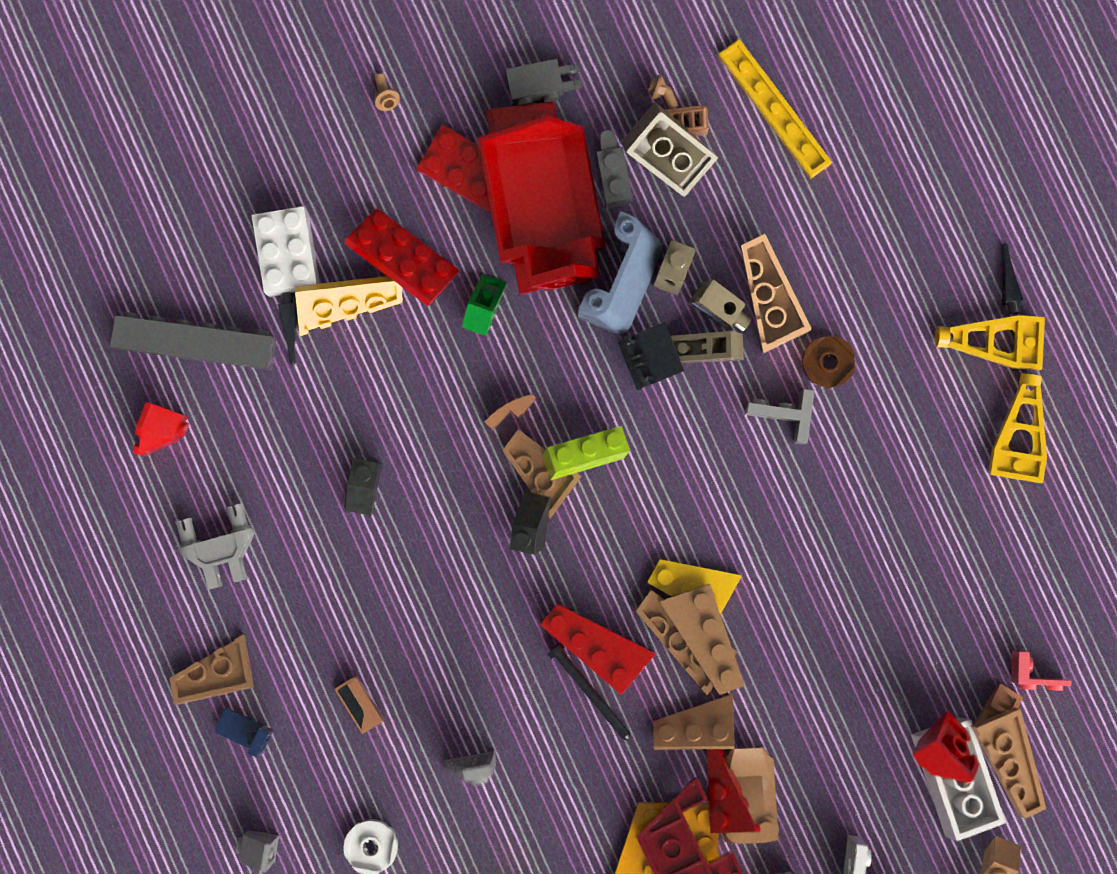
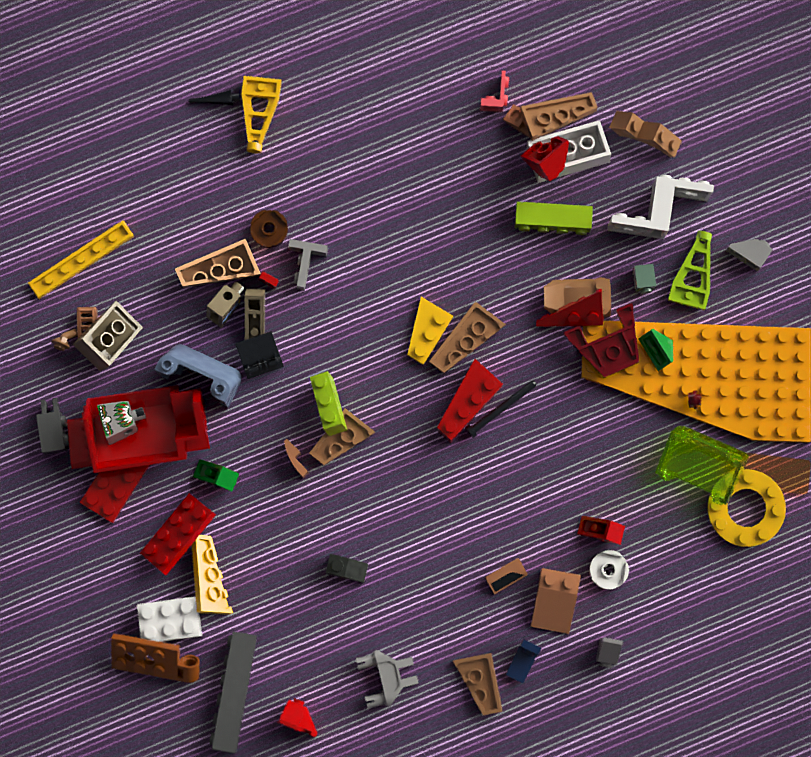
camera: 90 degrees left, 5 degrees down
(232, 233) = (165, 657): none -> dark orange hinge
(289, 319) = (216, 620): black piece -> none
(327, 774) = (555, 600): none -> nougat slope
(385, 98) = (57, 544): medium nougat plate -> none
(424, 835) = (601, 530): none -> red slope
(472, 768) = (551, 489): light grey wing -> none
(530, 524) = (378, 445): pearl dark grey slope -> none
(553, 170) = (119, 420): none -> torso
(613, 172) = (122, 377): dark grey hinge -> none
(674, 267) = (195, 335): dark tan torso -> none
(698, 727) = (529, 332): medium nougat wing -> none
(703, 630) = (459, 324): medium nougat wing -> none
(756, 364) = (268, 280): none -> red tile
(861, 759) = (553, 217): none -> lime brick
(1015, 464) = (348, 100): yellow plate -> none

